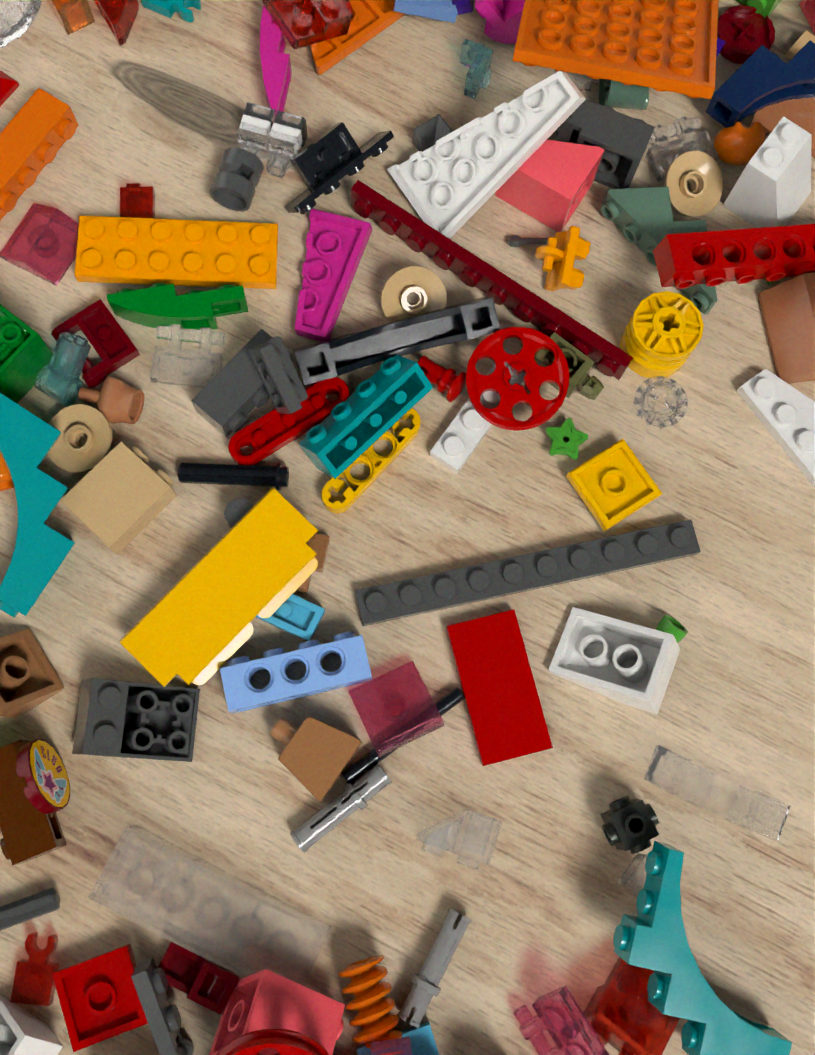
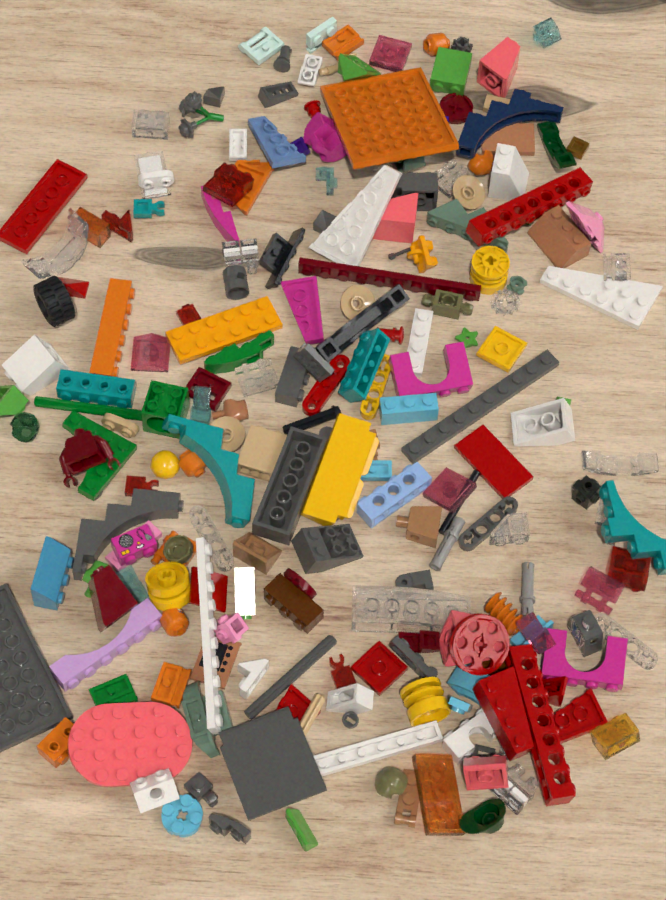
camera: 20 degrees left, 15 degrees down
(123, 581) = (289, 486): none -> dark grey brick
(248, 858) = (418, 579): none -> dark grey leg
(400, 526) = (408, 409): none -> medium azure brick
(433, 805) = (487, 523): none -> dark grey beam
(510, 508) = (457, 379): none -> dark pink arch
(515, 394) = (429, 309): red wedge -> none
(698, 371) = (517, 280): none -> sand green plate

